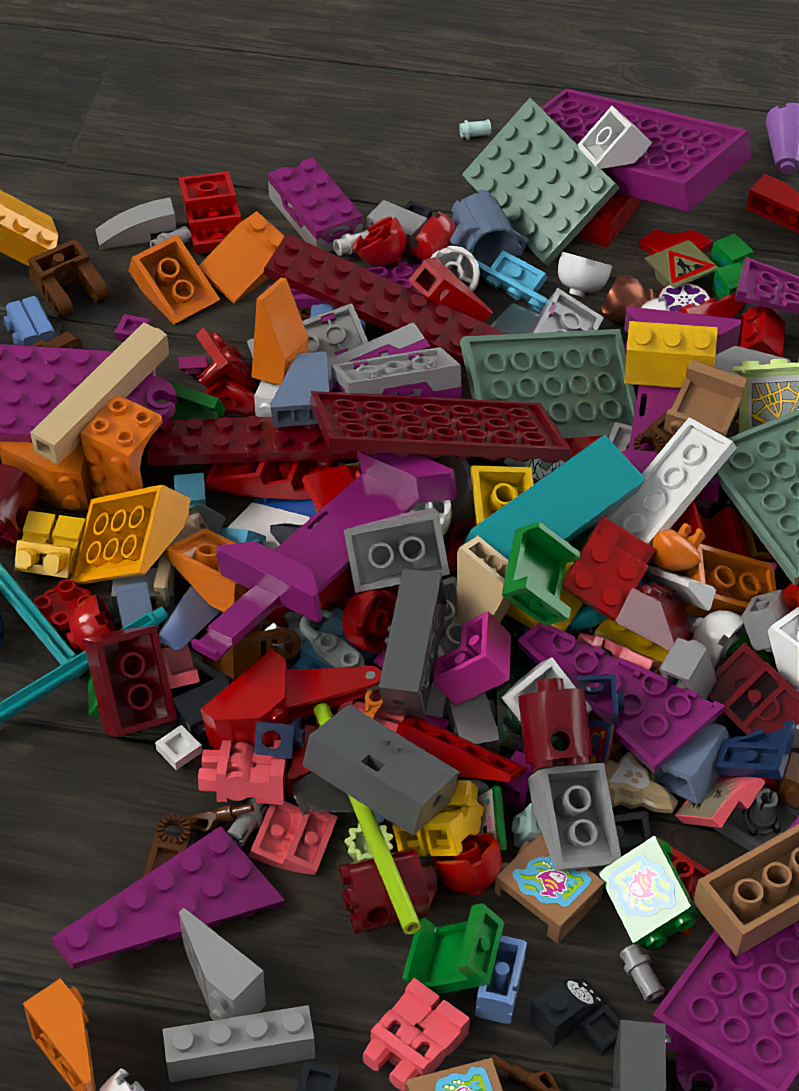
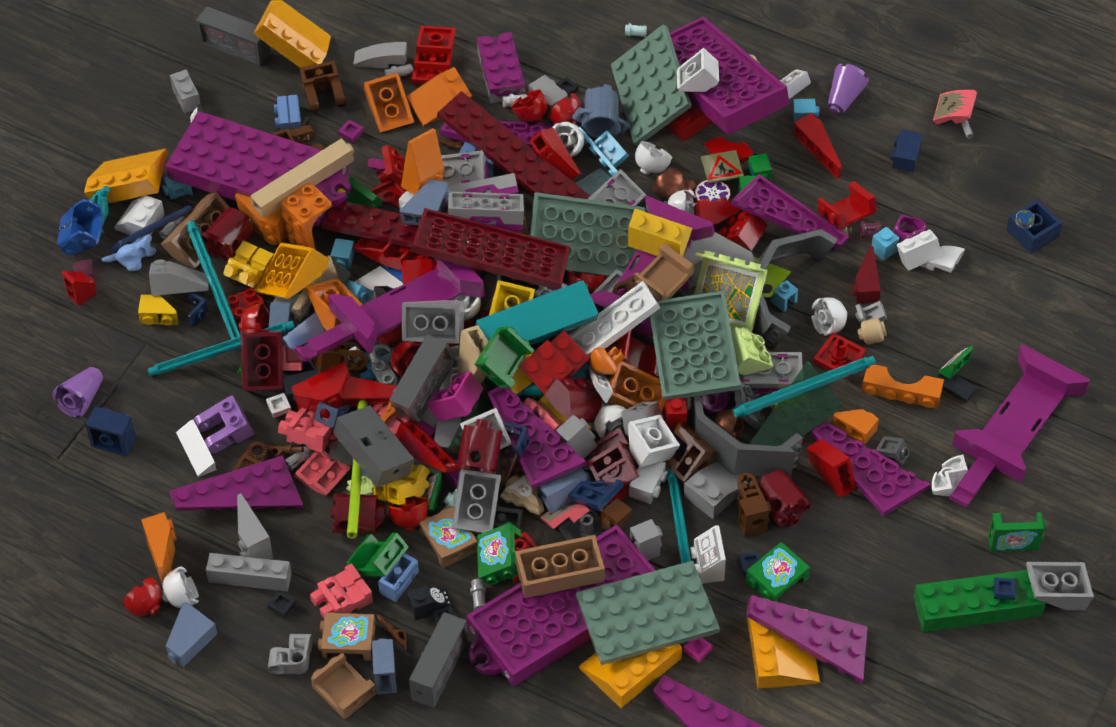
camera: 20 degrees right, 5 degrees up
(66, 854) = (196, 449): none -> white slope
(108, 780) = (236, 428): none -> medium lavender brick
(748, 175) = (803, 107): none -> medium azure brick

